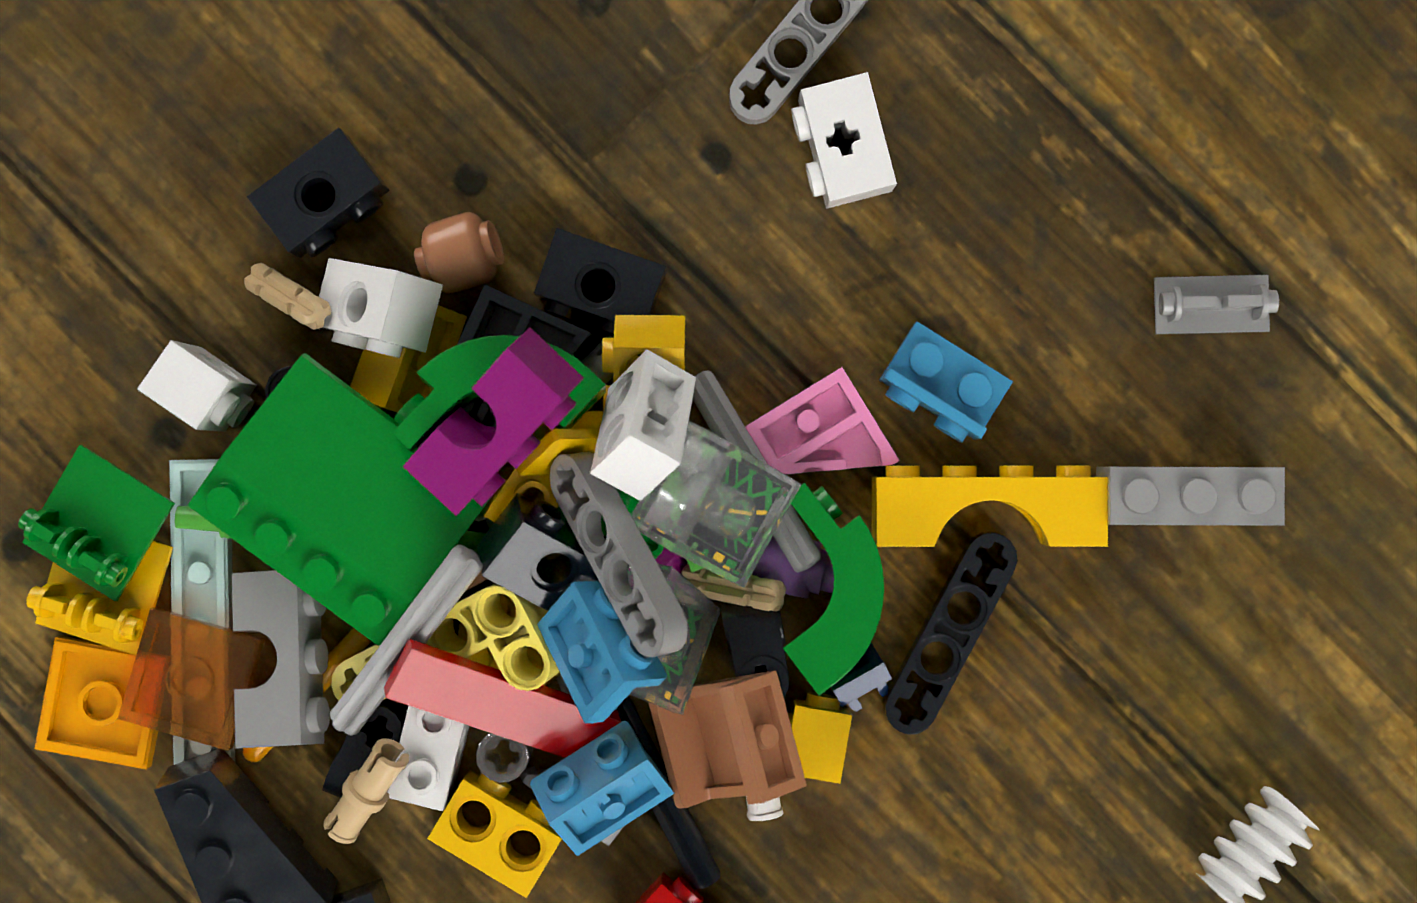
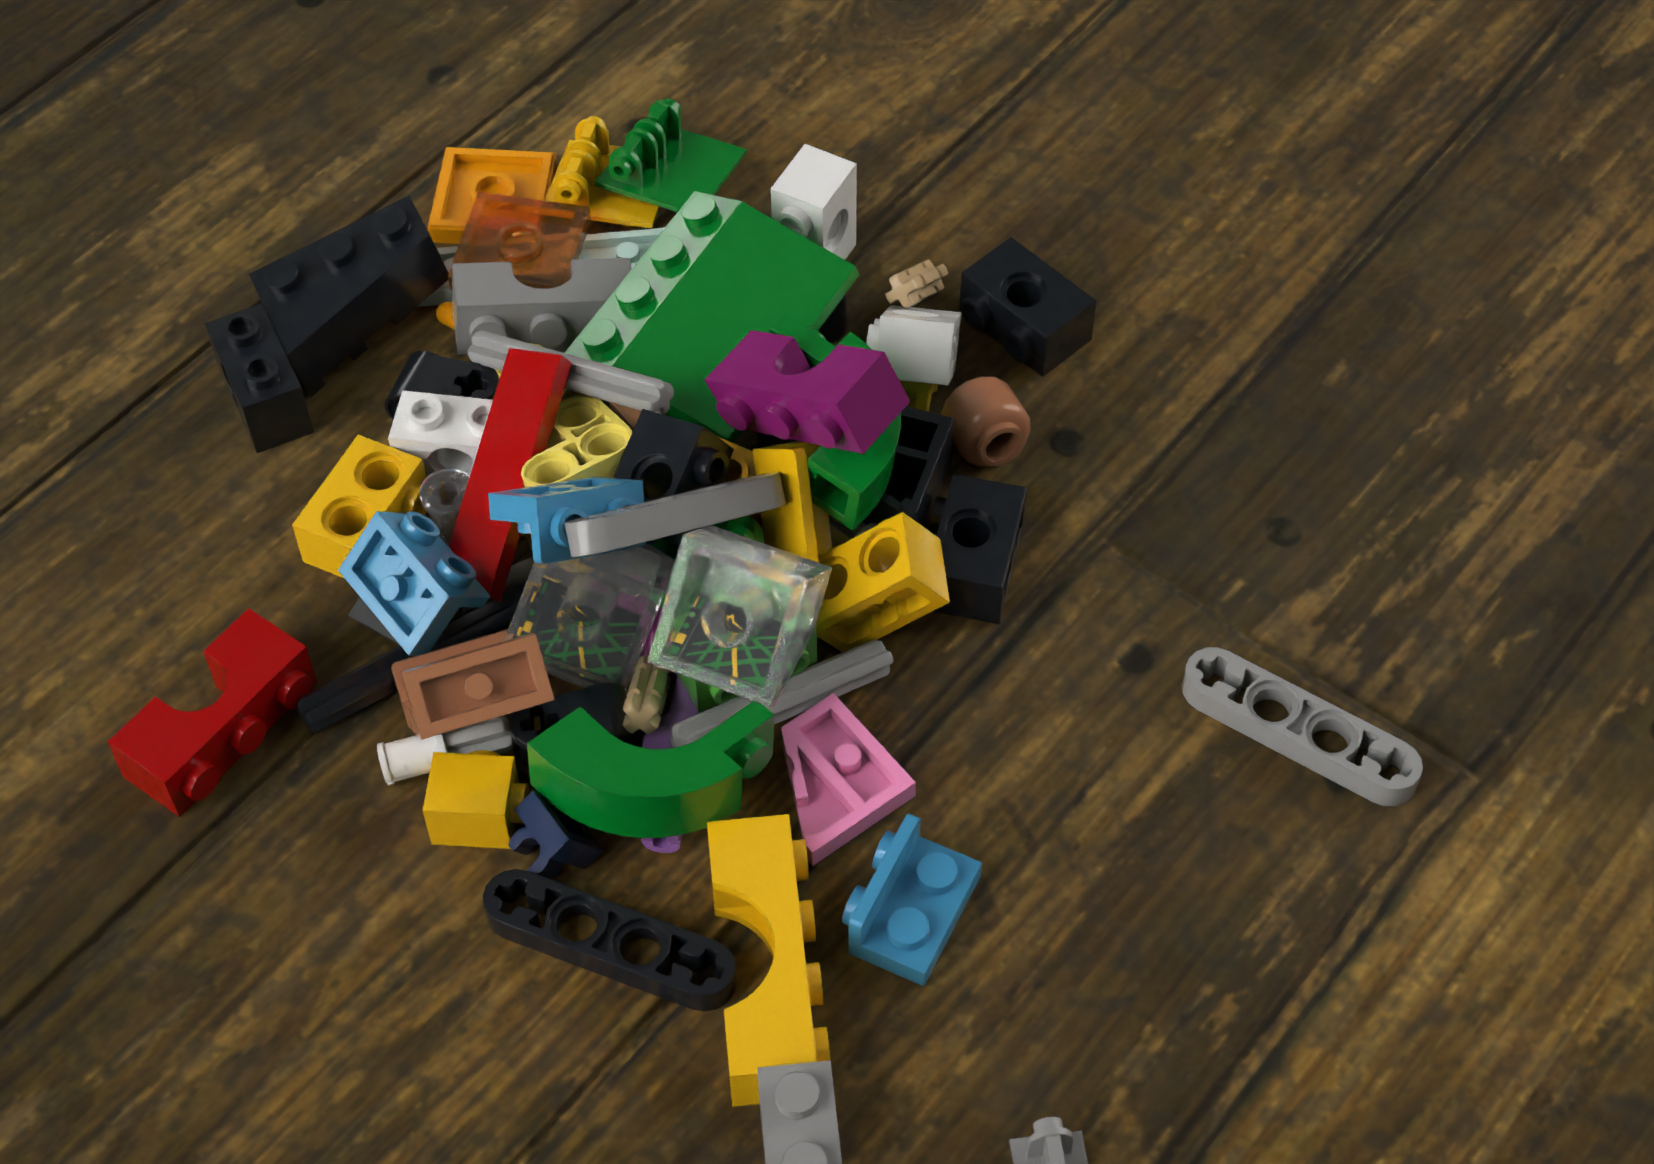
camera: 85 degrees right, 35 degrees down
(366, 791) = (409, 369): tan pin -> none
(643, 425) = (822, 525): white brick -> none
(847, 107) = (1180, 765): white brick -> none

